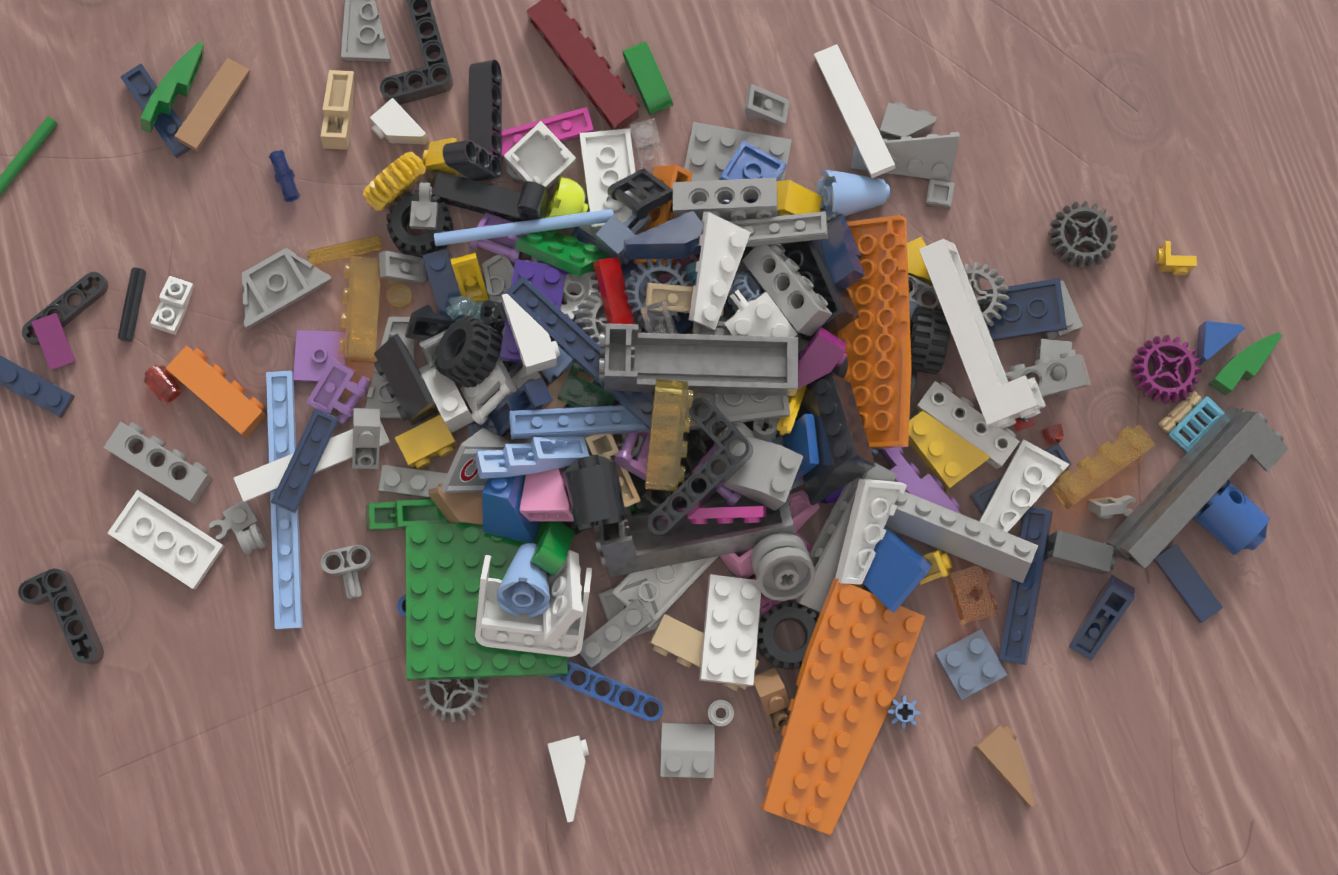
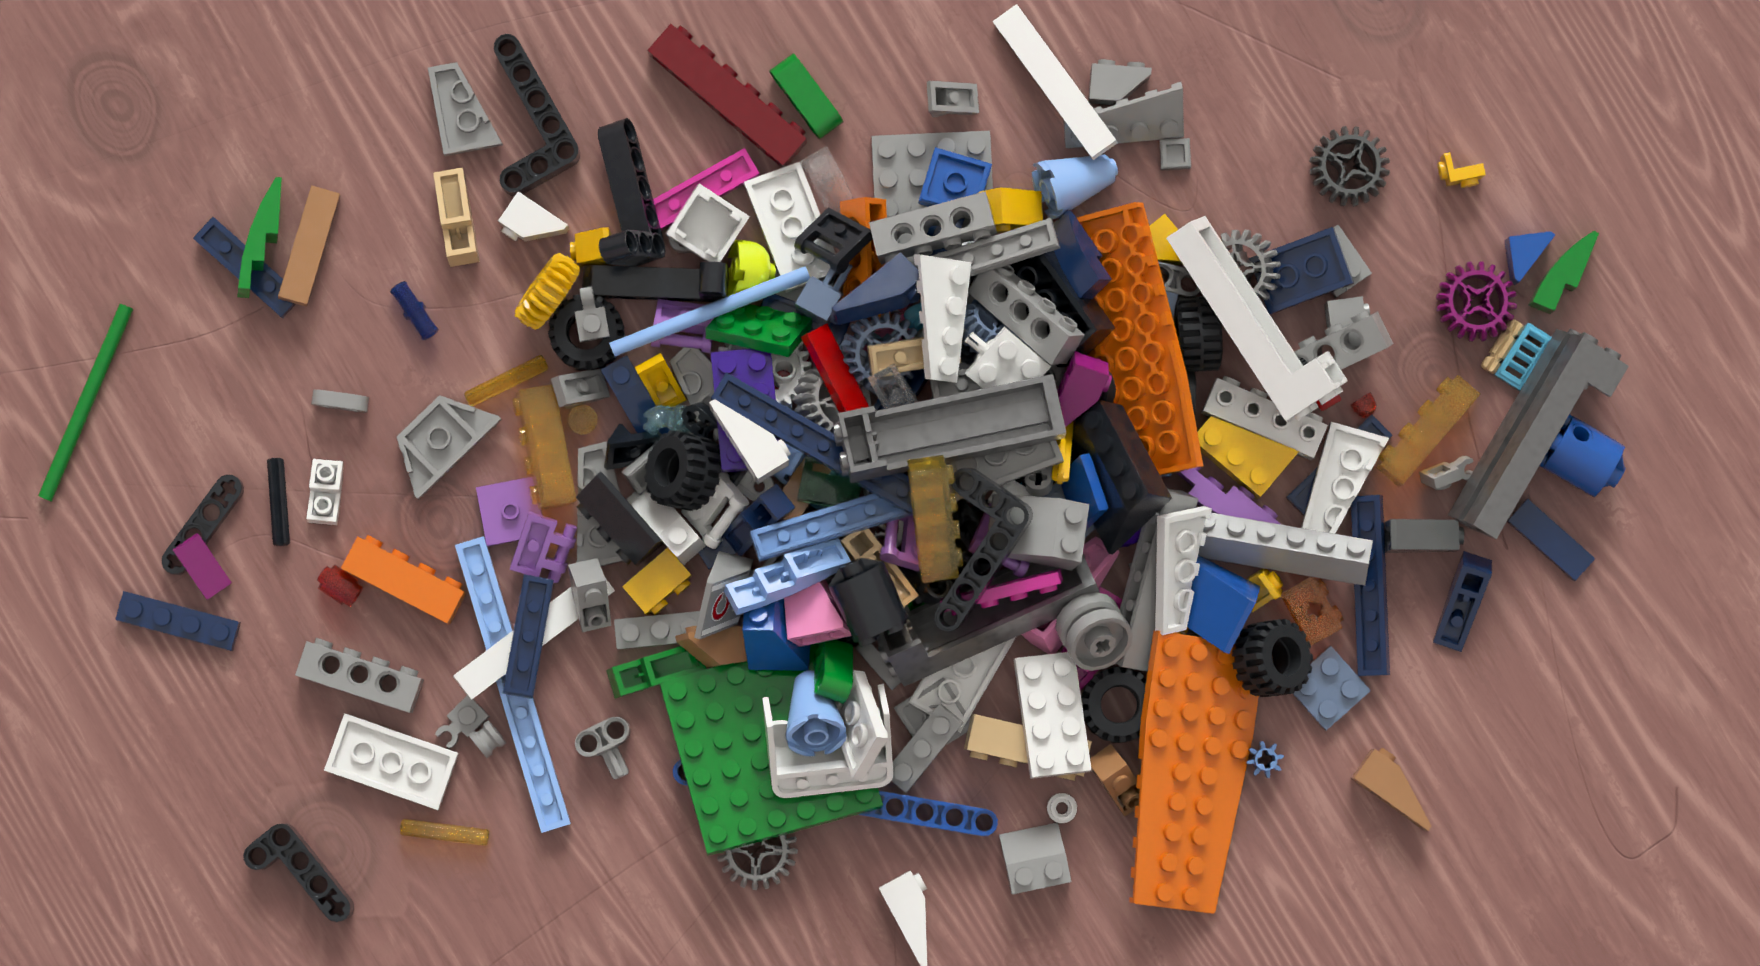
camera: 15 degrees left, 5 degrees up
(195, 609) = (444, 832): none -> clear yellow axle
(204, 234) = (340, 401): none -> light grey beam
(590, 547) = (875, 660): none -> light grey beam
(929, 626) = (1289, 653): none -> black tyre

